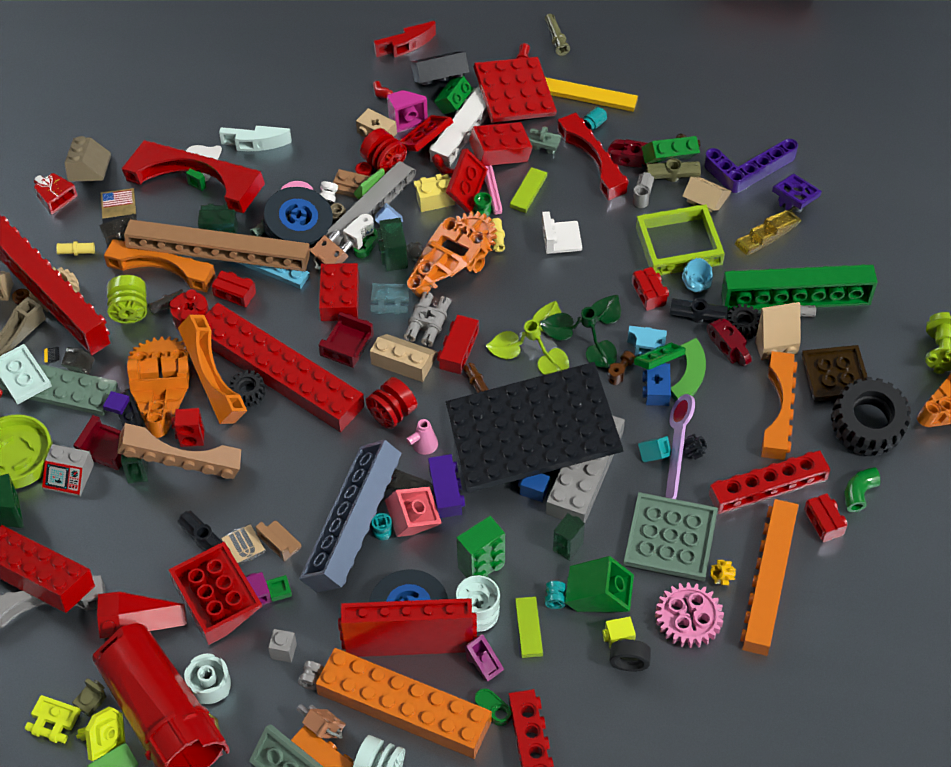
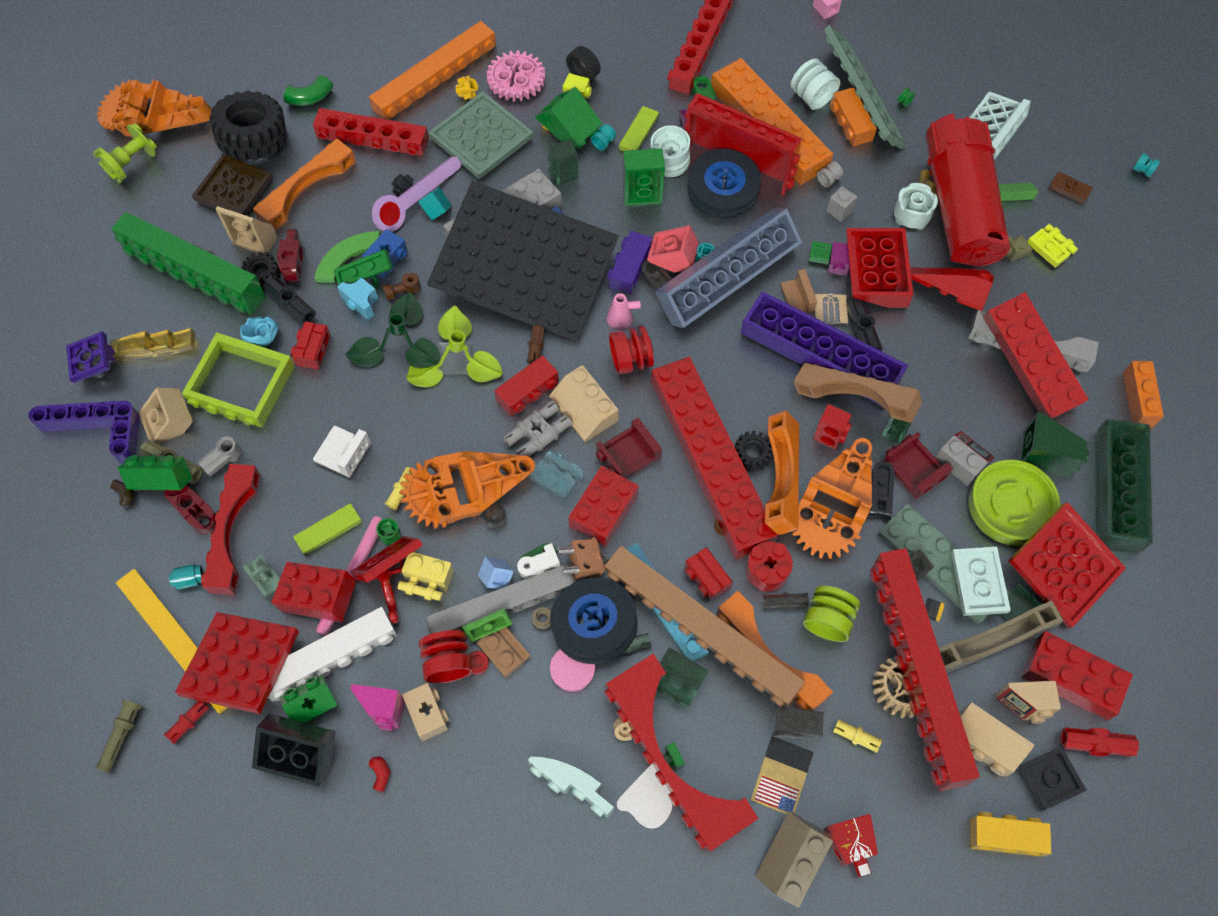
camera: 150 degrees left, 10 degrees up
(103, 733) = (1021, 204): neon yellow piece -> none
(116, 402) = (891, 496): dark purple tile -> none
(229, 491) = (815, 342): none -> dark purple brick
(322, 722) = (841, 130): nougat piece -> none
(328, 191) = (539, 642): white wheel -> none
(392, 244) = (516, 523): clear green brick -> none
(408, 41) = (285, 837): red slope -> none
(425, 132) = (381, 662): red tile -> none
(825, 517) = (355, 86): red brick -> none

